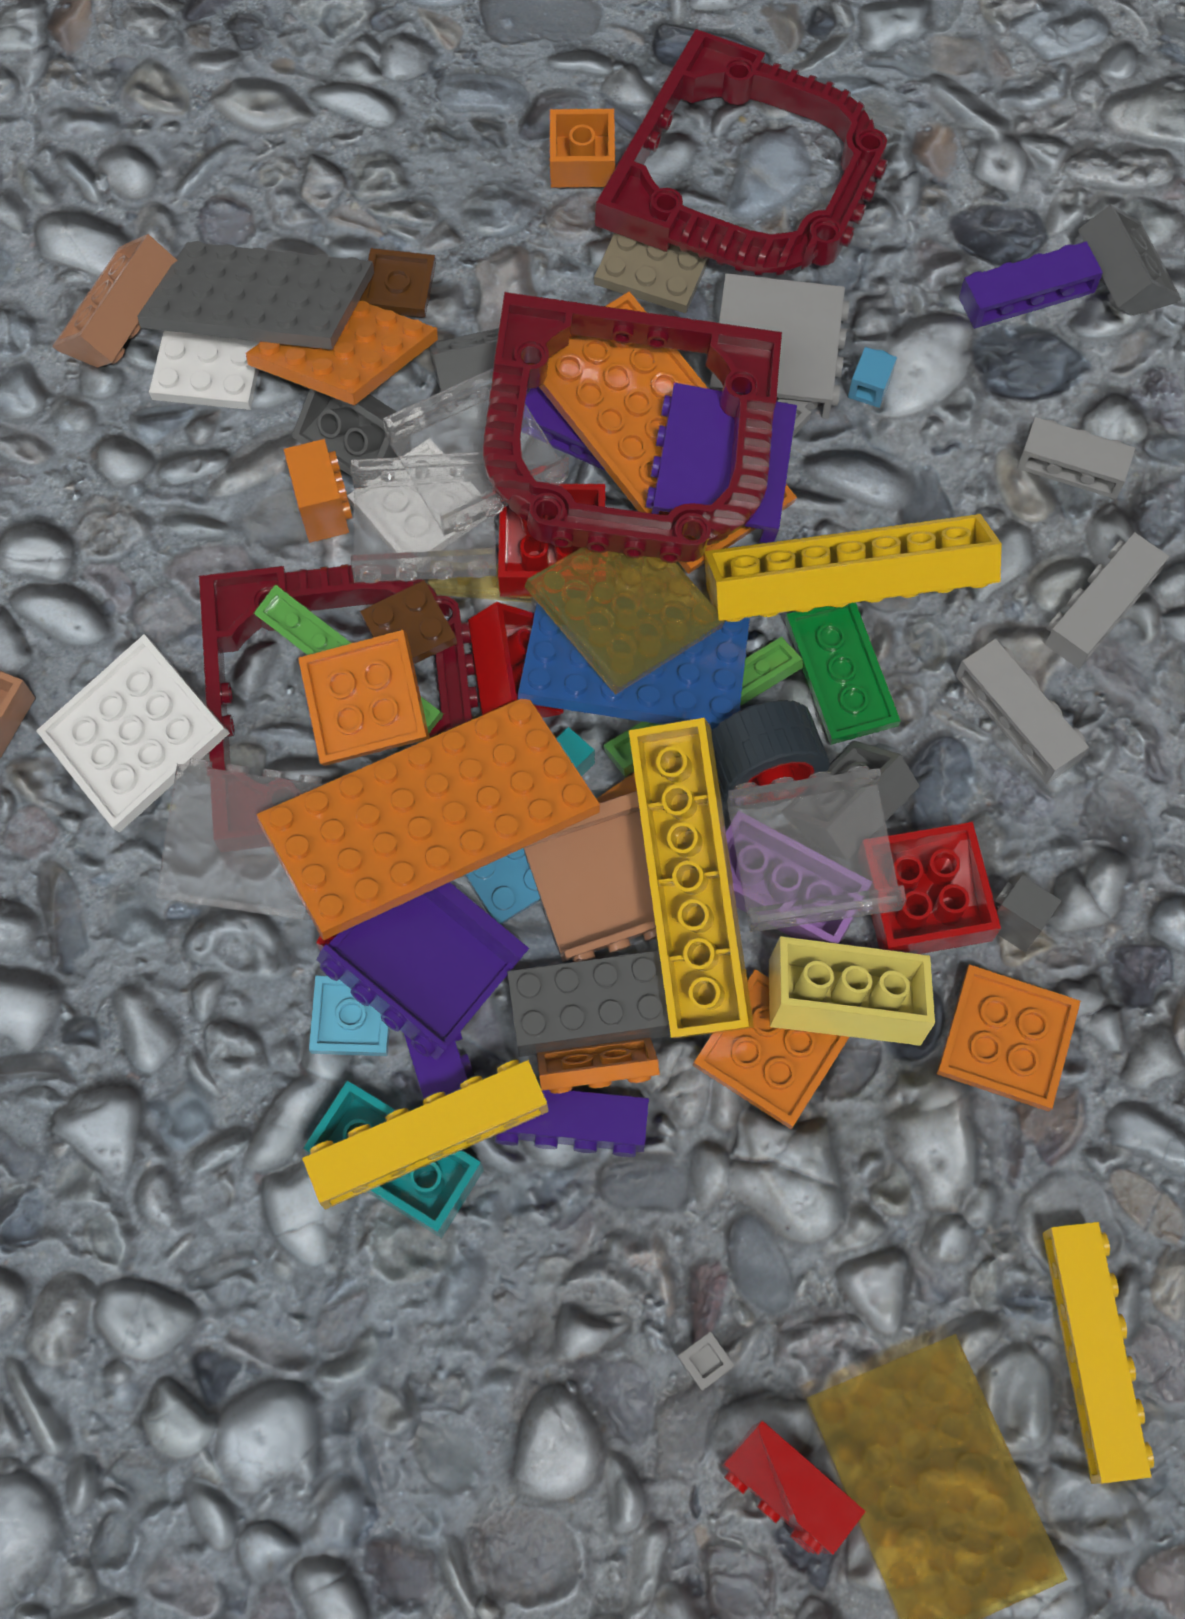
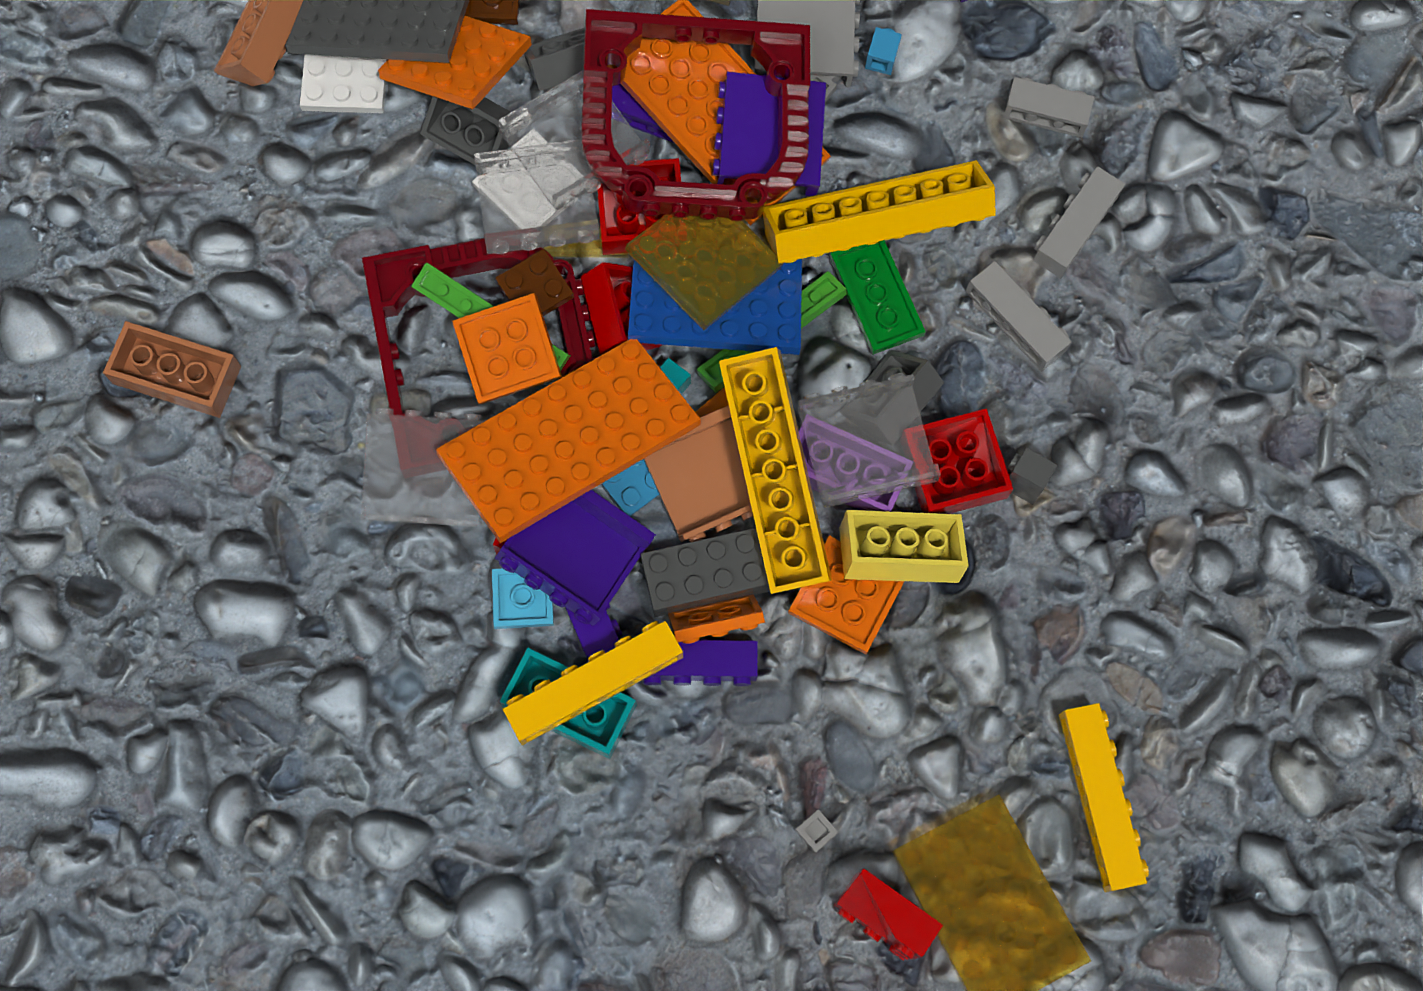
camera: 10 degrees left, 5 degrees up
(131, 732) = (324, 389): white plate -> none
(318, 490) = (449, 179): orange brick -> none
(767, 745) = (825, 362): black wheel -> none
(1009, 1038) = (1024, 571): orange plate -> none

